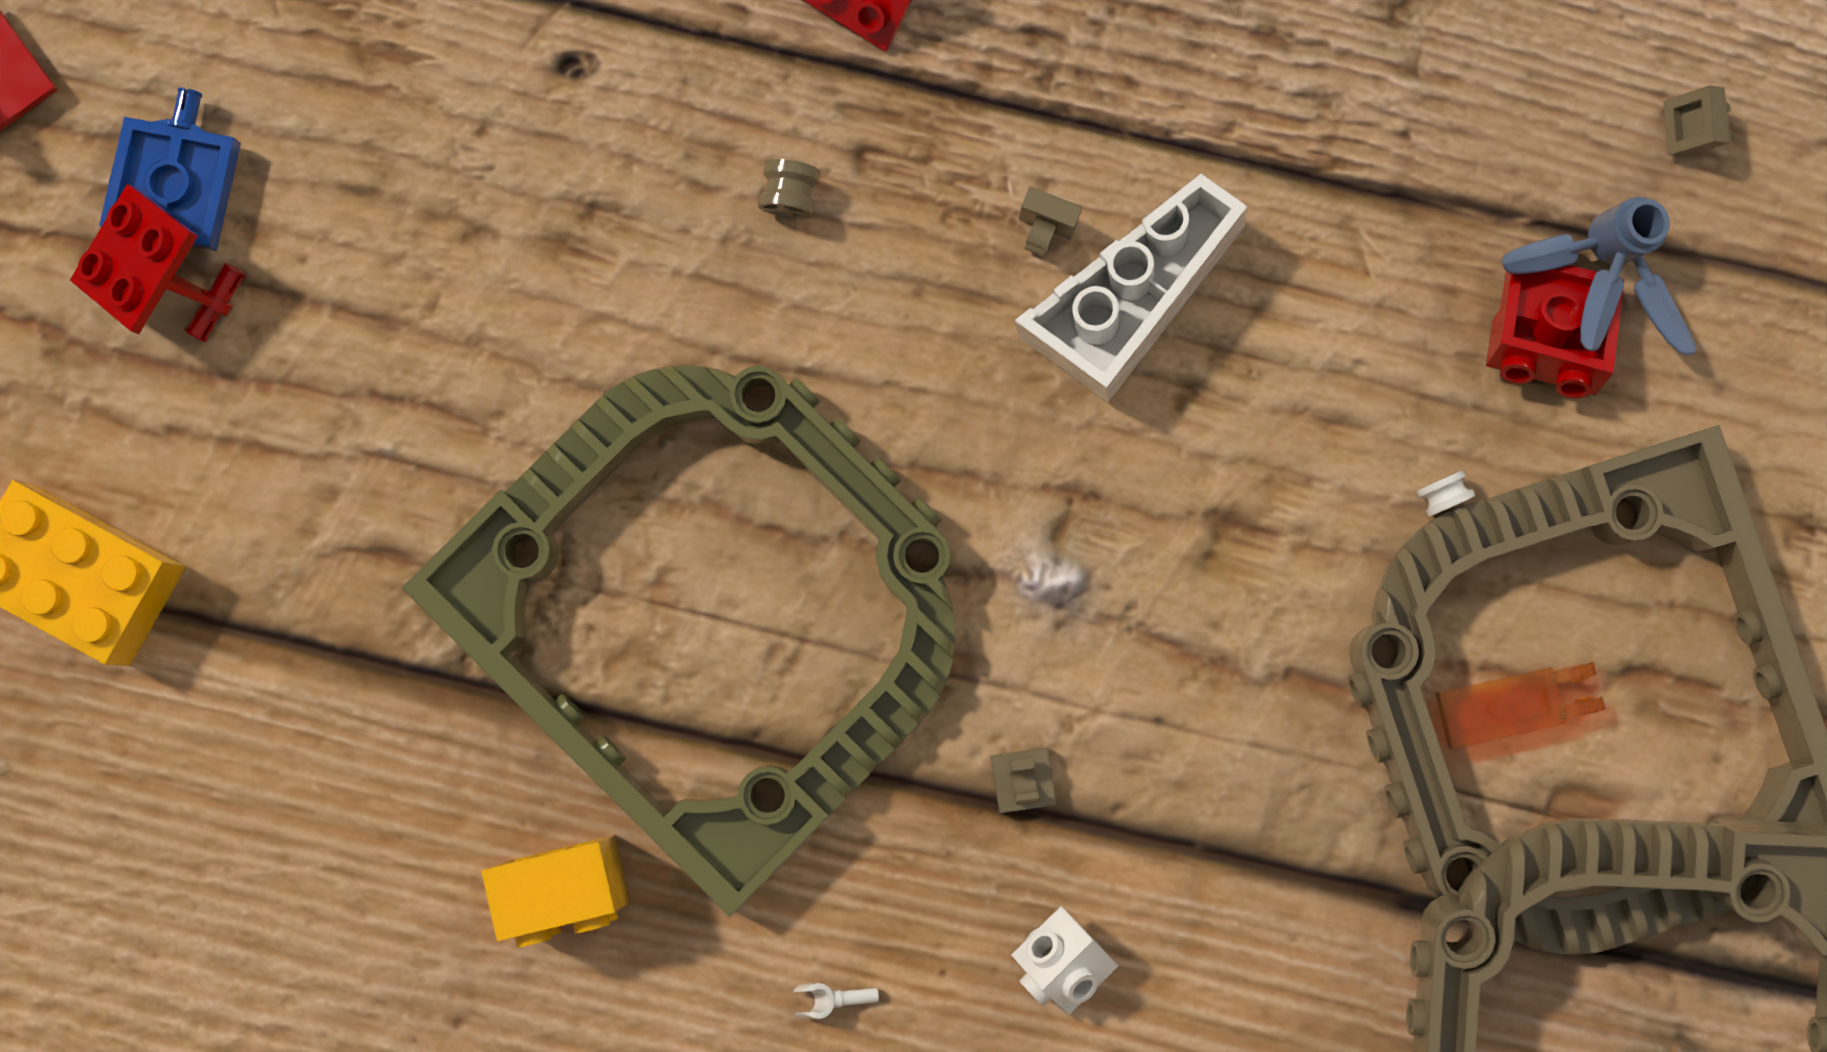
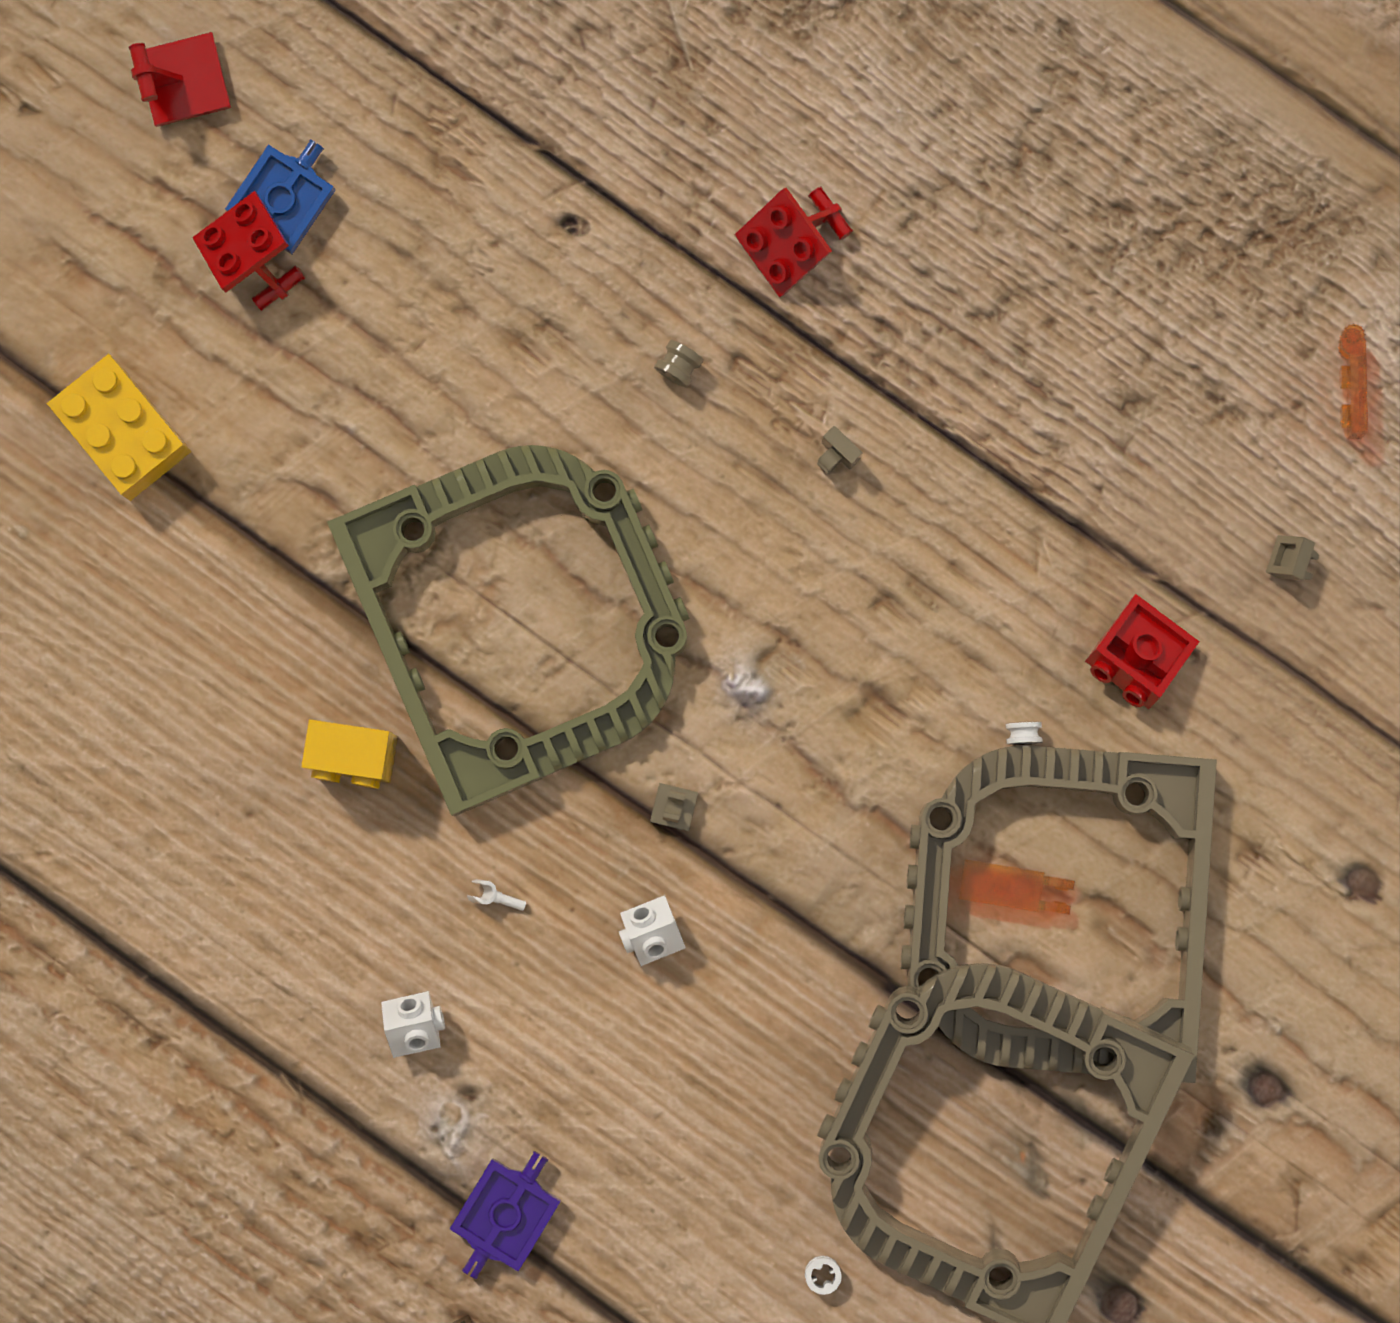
camera: 25 degrees right, 0 degrees up
(1125, 299) = (869, 522): white wedge -> none
(1615, 238) = (1206, 613): sand blue plant -> none

